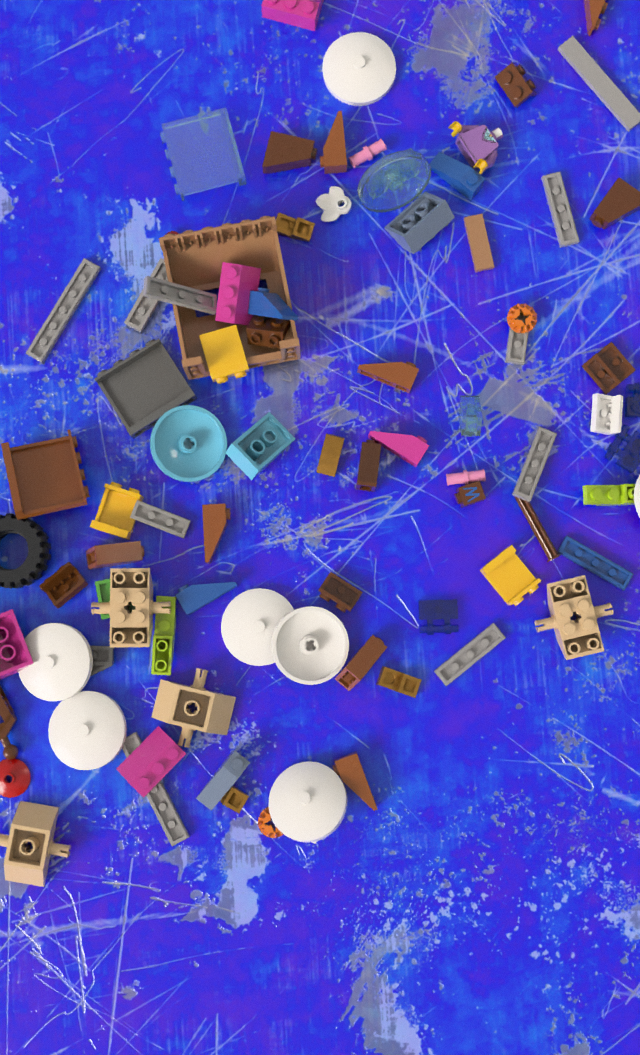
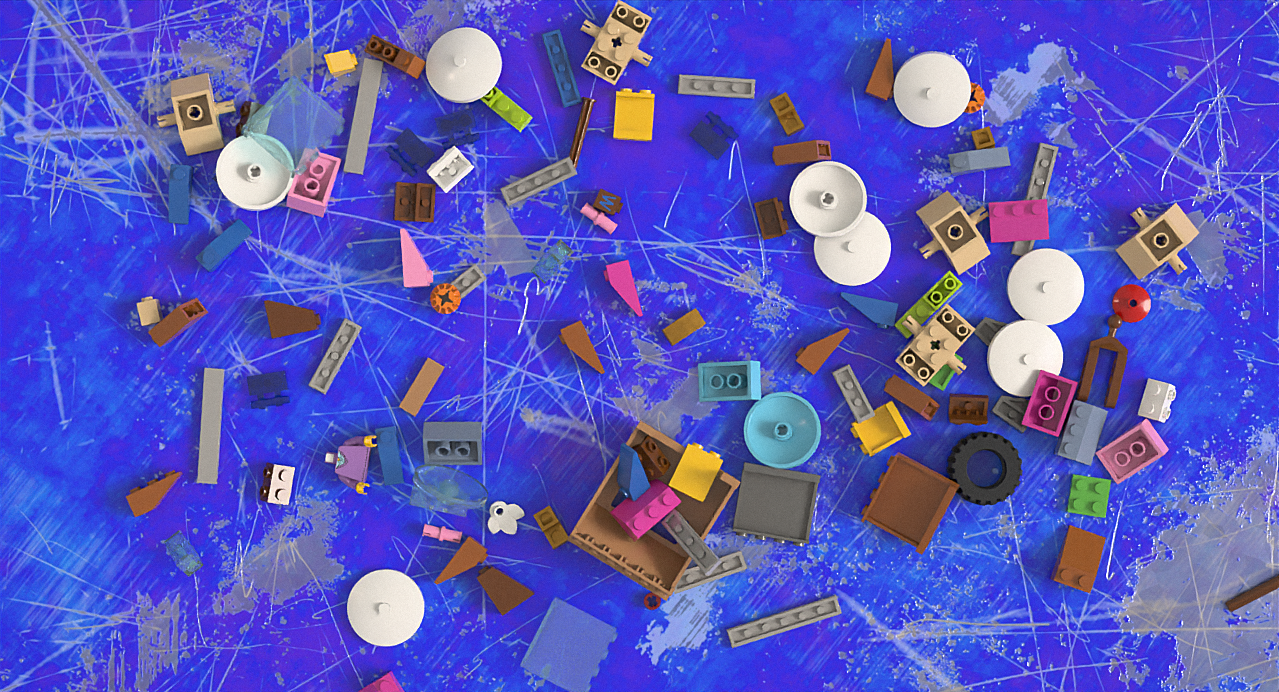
camera: 140 degrees left, 5 degrees up
(29, 613) = (1011, 411): none -> dark grey wing
(368, 466) = (663, 292): reddish brown slope -> none
(568, 320) = (415, 269): none -> bright pink slope
(589, 148) = (268, 383): none -> clear blue plate

